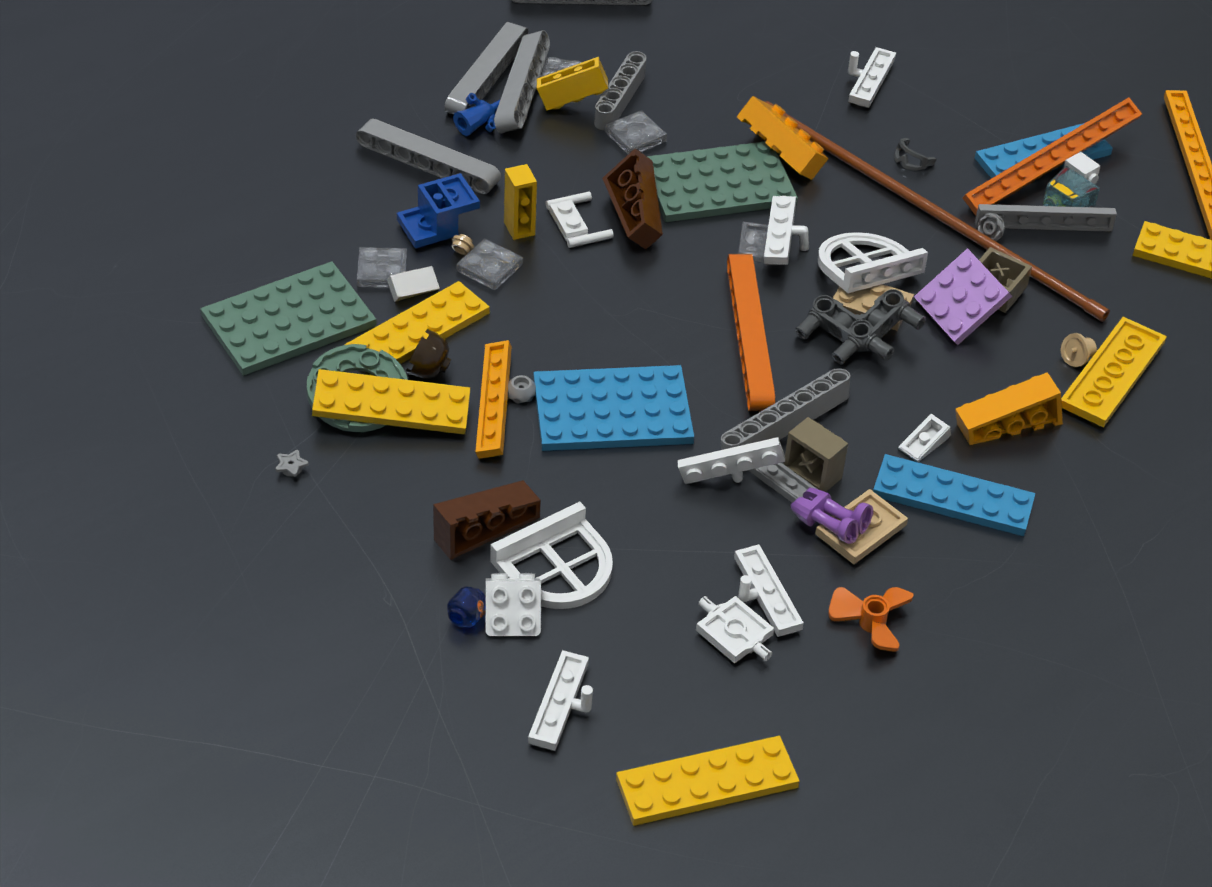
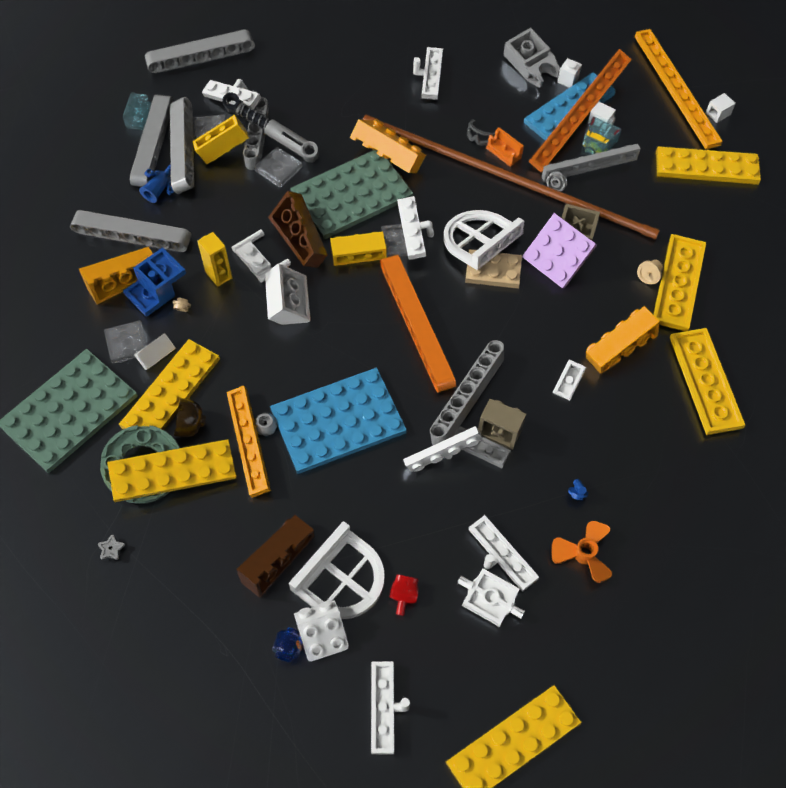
camera: 15 degrees left, 15 degrees up
(384, 193) = (112, 275): none -> light orange wedge
(477, 35) = (136, 111): none -> clear light blue hinge
(489, 264) = (206, 315): clear plate -> none
(596, 265) = (287, 296): none -> white slope
(607, 43) = (217, 90): none -> white plate
(628, 593) = (404, 591): none -> red piece
(642, 87) = (272, 128): none -> piece
(703, 237) = (358, 248): none -> yellow brick
(815, 505) = (517, 464): medium lavender piece -> none
(848, 327) = (485, 298): dark grey pin -> none
(883, 525) = (551, 473): tan plate -> none
(888, 554) = (578, 491): none -> blue plate
(937, 176) = (505, 147): none -> orange hinge
(954, 495) = (605, 423): dark azure plate -> none
(1010, 85) = (531, 57): none -> light grey brick
(1055, 114) = (569, 73): none -> white brick
(1106, 483) = (707, 381): none -> yellow plate

